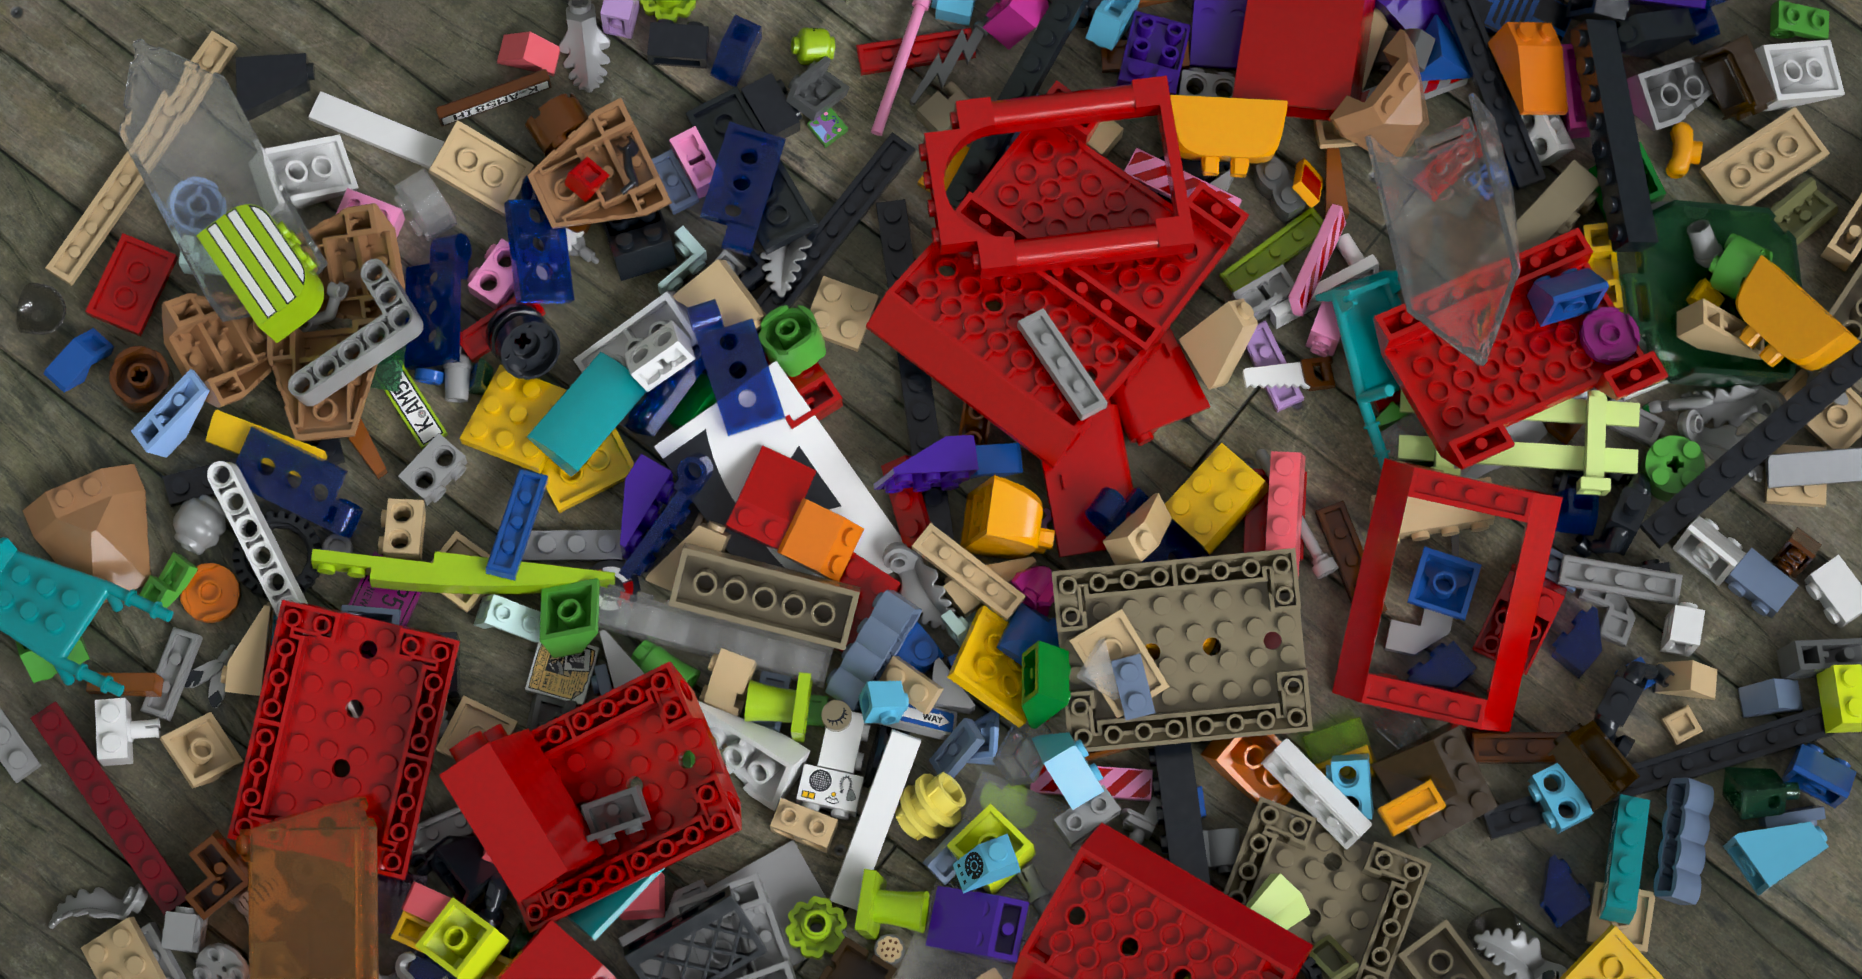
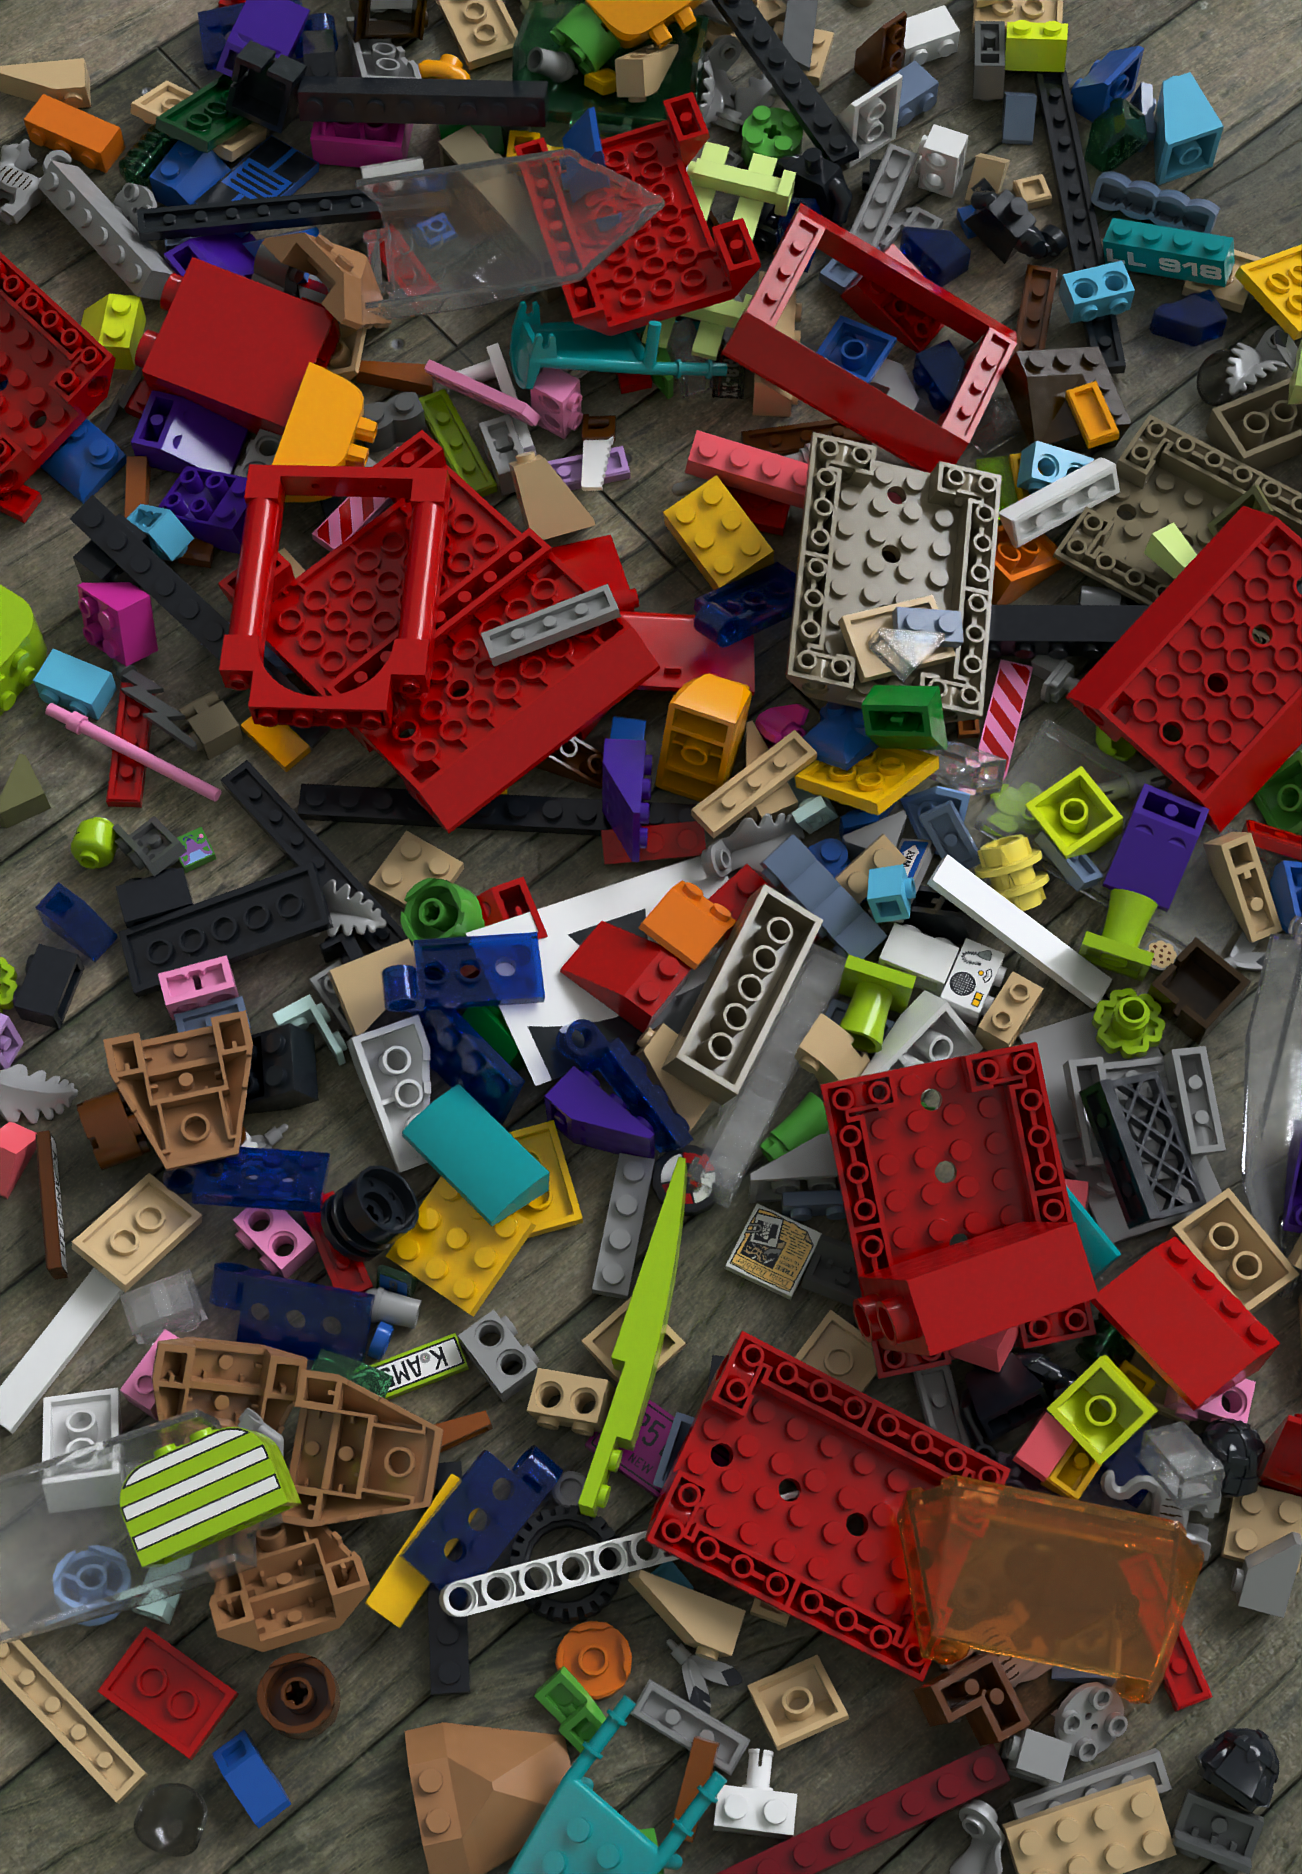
camera: 75 degrees left, 10 degrees down
(172, 416) = (360, 1657): light blue slope -> none
(199, 524) = (505, 1654): light grey hair -> none
(363, 340) = (330, 1389): light grey beam -> none
(509, 617) = (700, 1298): light aqua bracket -> none
(516, 524) = (596, 1259): blue tile -> none
(569, 617) = (721, 1214): bright green slope -> none
(586, 179) = (191, 1099): red slope -> none
(614, 813) = (984, 1192): dark grey bracket -> none
(628, 152) = (170, 1050): black piece -> none
(659, 356) = (428, 1057): white brick -> none
(743, 228) = (303, 934): clear blue hinge -> none
(836, 715) = (892, 950): dark tan tile -> none
(986, 864) = (1101, 809): medium azure slope -> none
(1069, 768) = (1000, 715): medium azure slope -> none
(1082, 821) = (1051, 718): light grey brick -> none
(1139, 532) = (760, 596): tan slope -> none
(1307, 183) = (394, 388): light orange tile -> none
(1532, 66) = (326, 161): orange slope -> none
(1593, 763) = (1073, 249): dark brown window -> none
(1609, 335) = (634, 143): magenta tile -> none
(1678, 404) = (709, 114): light grey piece -> none

